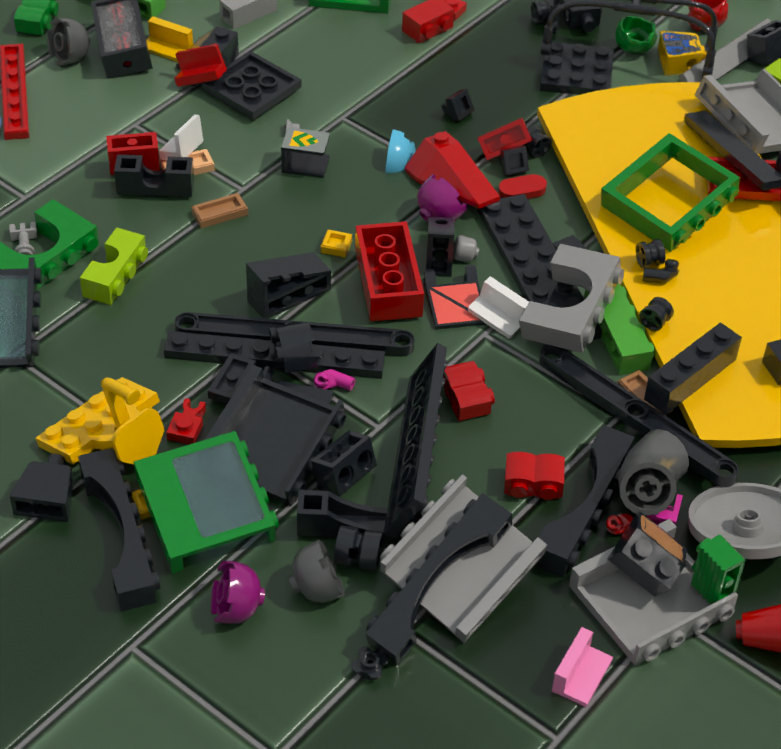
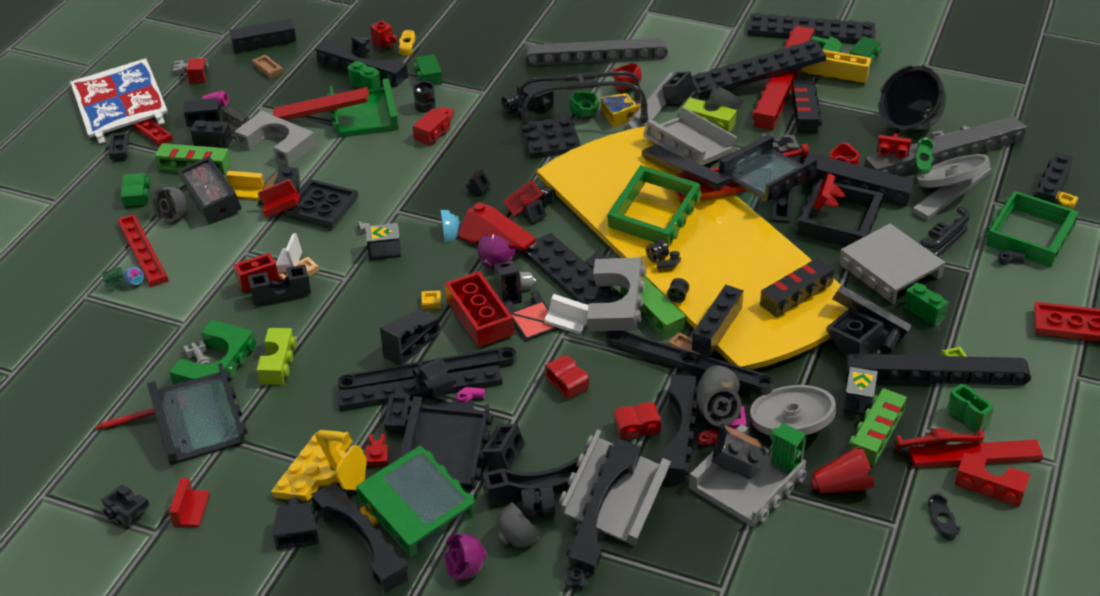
camera: 15 degrees left, 5 degrees down
(219, 210) = (335, 298): medium nougat tile -> none
(416, 442) = (550, 419): black plate -> none
(530, 185) = (552, 225): red tile -> none
(581, 670) = (721, 540): bright pink panel -> none

